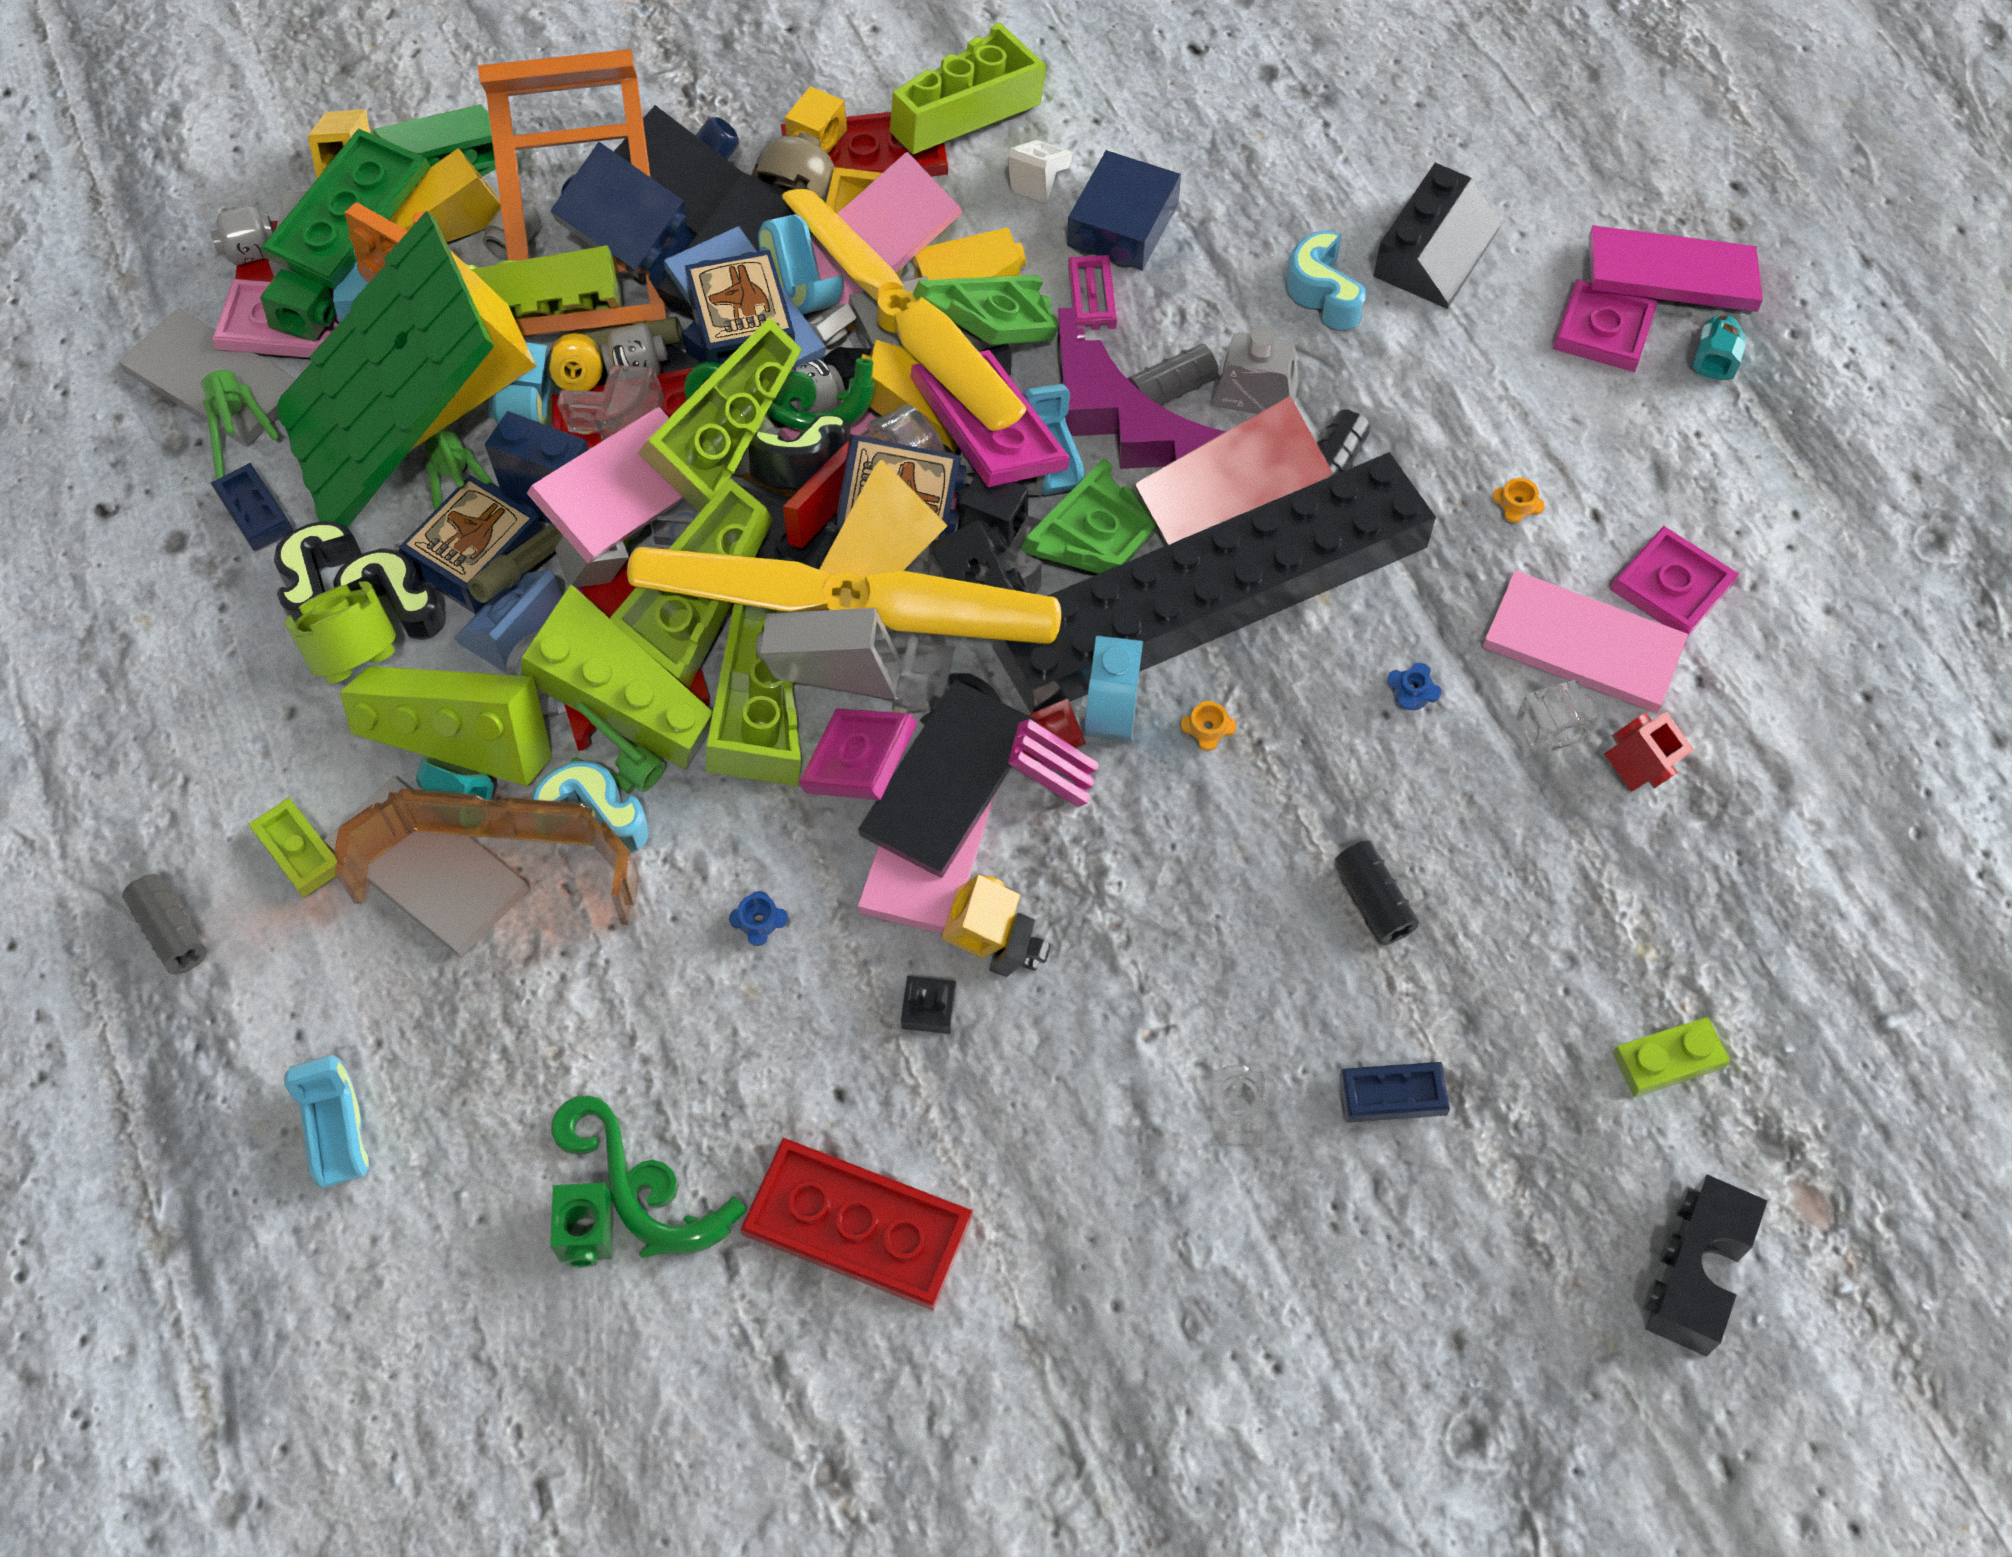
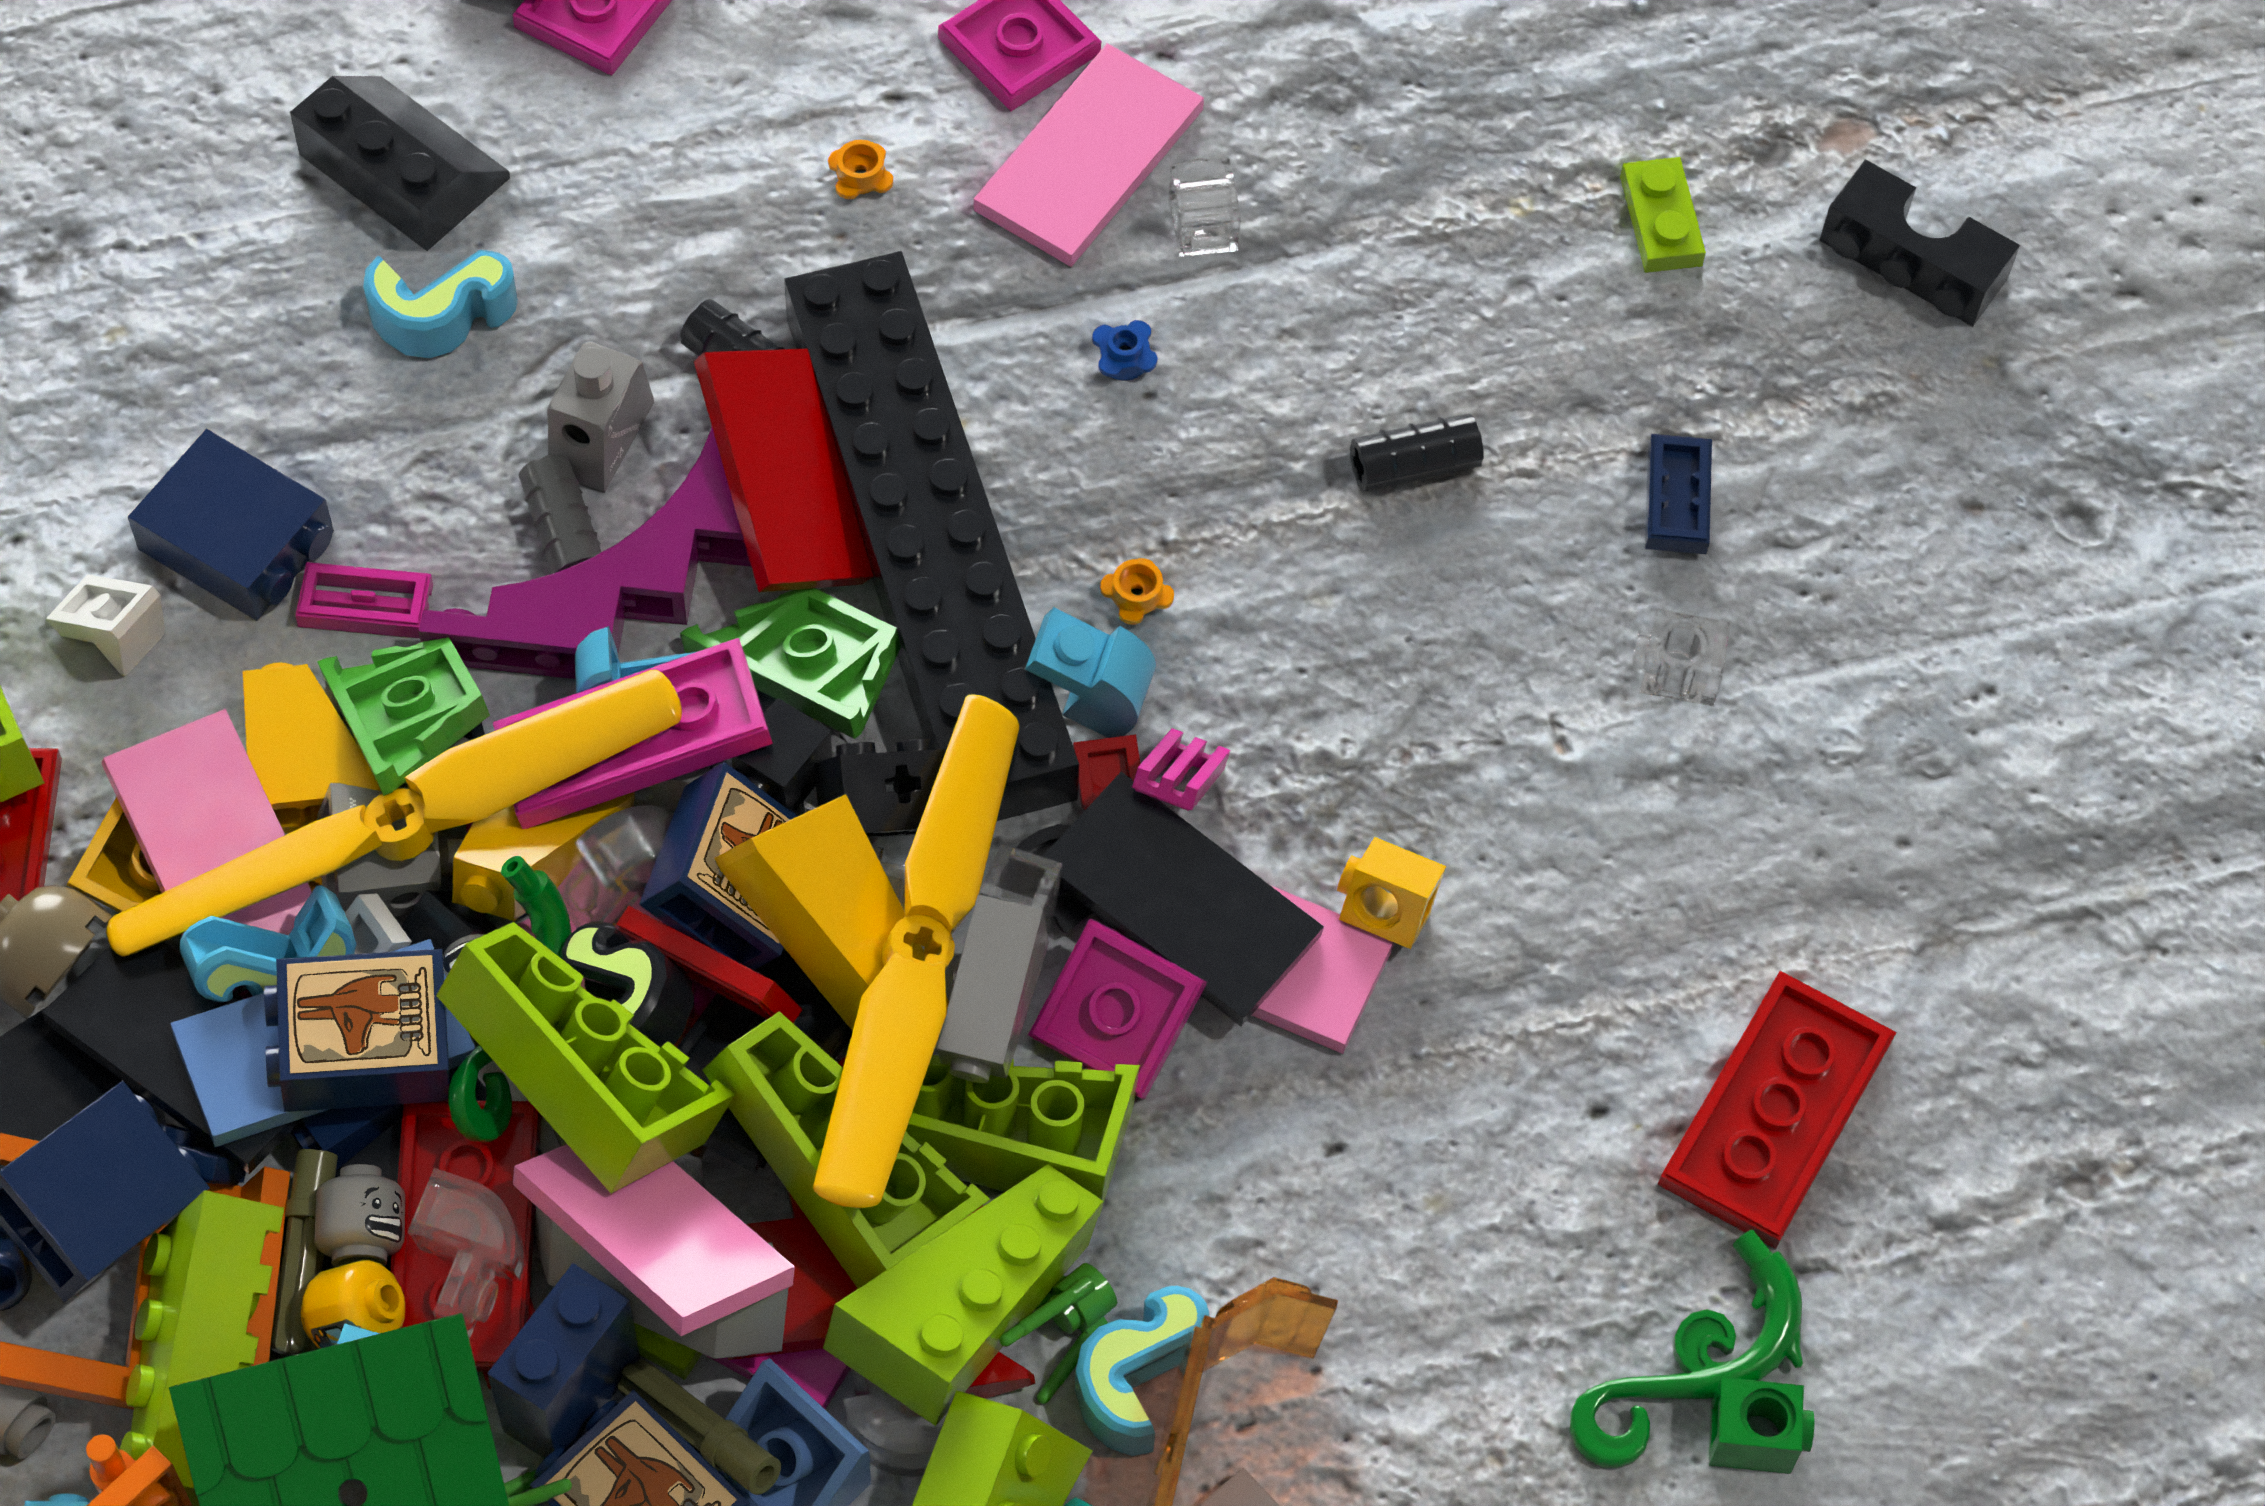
camera: 85 degrees left, 0 degrees up
(758, 904) = (1344, 1155): blue plate -> none
(928, 1004) = (1492, 983): black tile -> none
(1020, 948) = (1445, 848): black tile -> none
(1648, 750) = (1279, 121): red brick -> none

